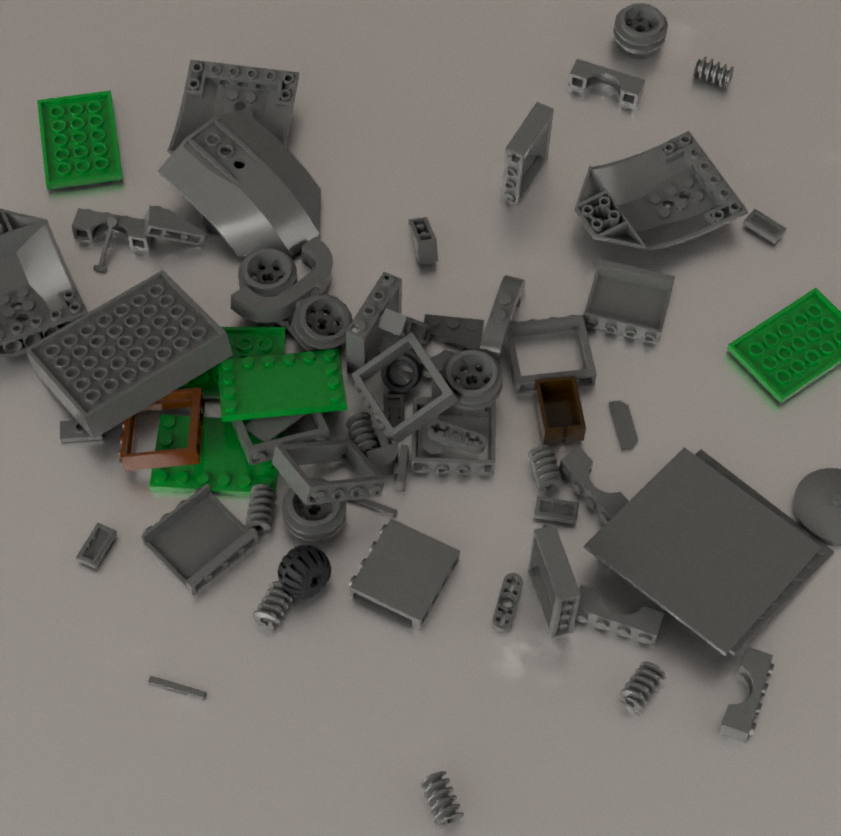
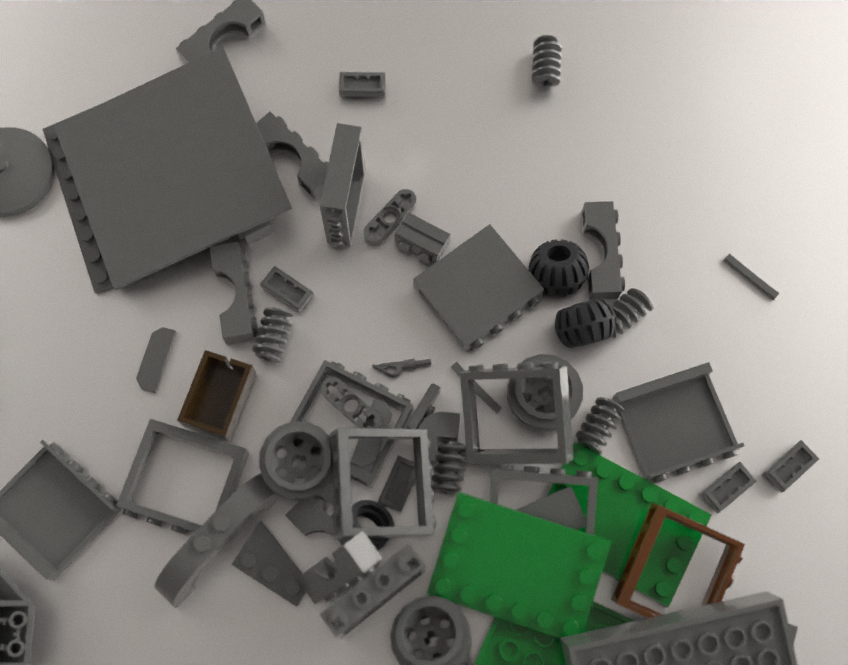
camera: 155 degrees left, 15 degrees up
(142, 510) = (728, 487): none -> dark grey plate
(327, 670) = (600, 222): none -> dark grey arch
(359, 619) = (559, 267): none -> black wheel
(436, 494) = (409, 364): none -> dark grey hand
(471, 592) = (421, 238): none -> dark grey brick
(597, 706) = (362, 84): none -> dark grey plate
(642, 685) = (311, 79): dark grey piece -> none

